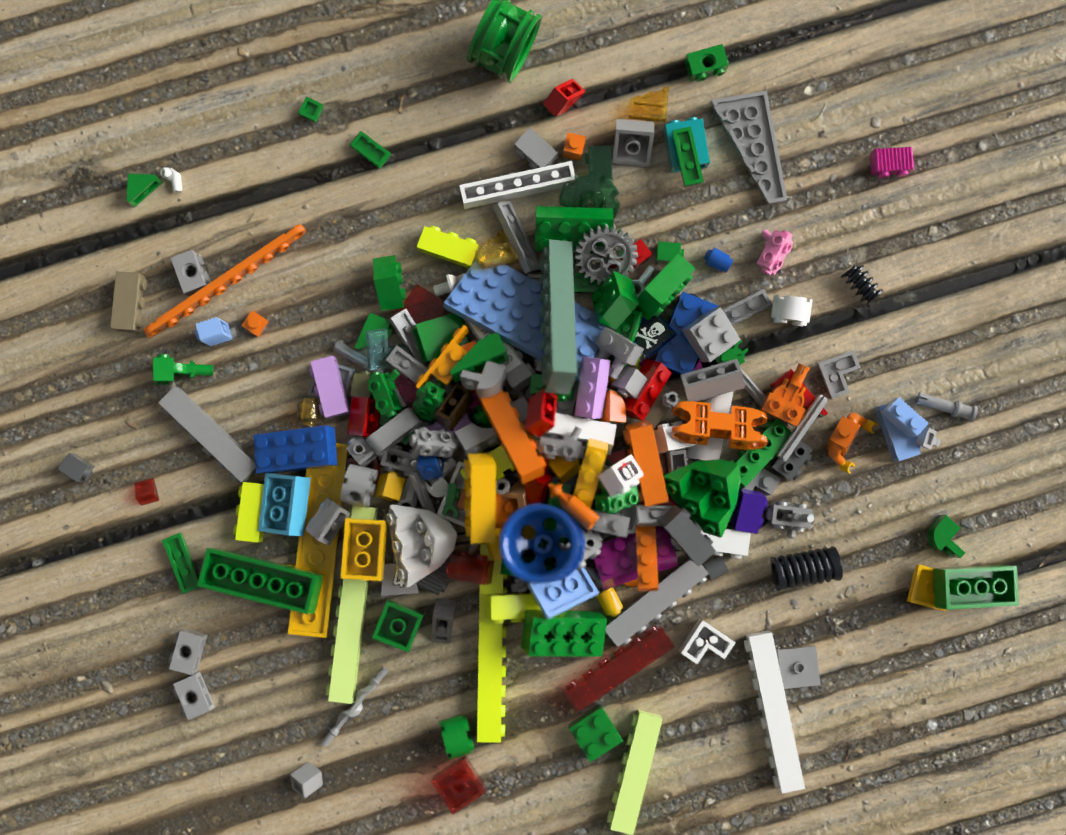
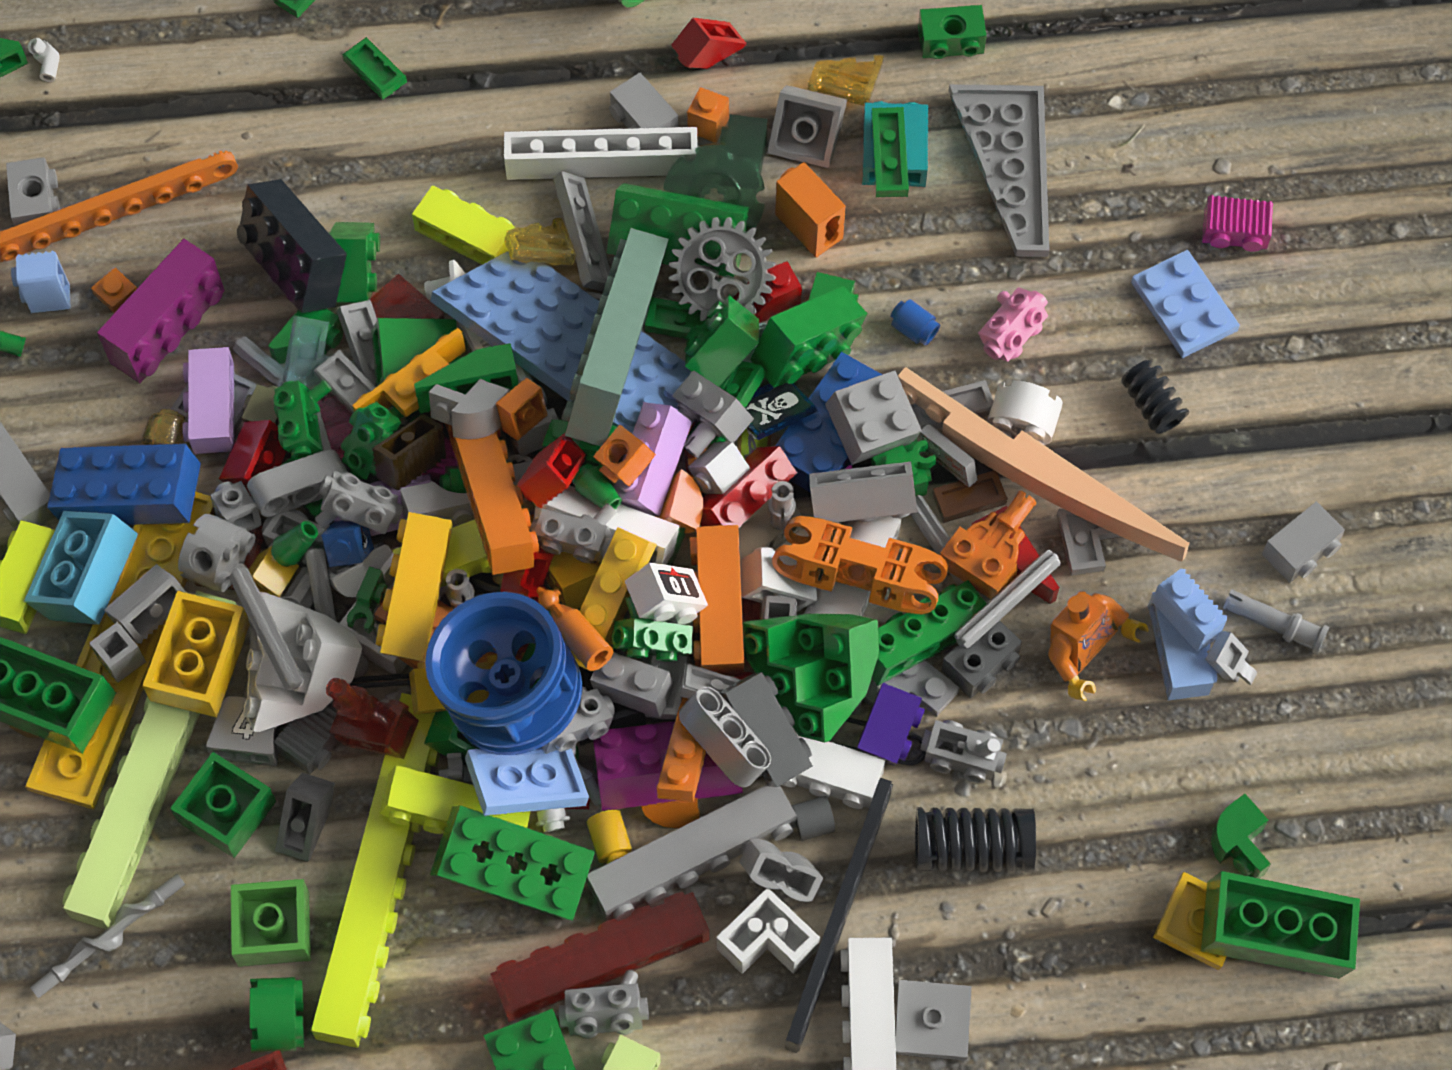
camera: 15 degrees right, 20 degrees down
(288, 336) = (161, 311): none -> magenta brick
(318, 553) = (117, 652): none -> light grey brick
(353, 284) = (291, 245): none -> black brick
(400, 472) = (292, 545): none -> green cone
(400, 531) = (266, 628): none -> light grey axle
(440, 686) = (270, 922): none -> bright green brick
(514, 374) = (521, 409): none -> orange piece
(567, 414) = (596, 486): none -> green cone
(588, 395) = (617, 445): none -> orange brick
(632, 696) = (605, 1008): none -> light grey brick
(646, 200) = (809, 209): none -> orange piece
(667, 548) = (725, 736): none -> light grey beam
(706, 606) = (781, 870): none -> light grey brick
(740, 622) = (839, 916): none -> black tile
(753, 342) = (949, 455): none -> light grey tile
(766, 361) = (959, 500): none -> reddish brown tile
(804, 343) = (1041, 470): none -> light nougat slope
(868, 217) = (1185, 303): none -> light blue plate
(956, 357) = (1304, 542): none -> light grey brick

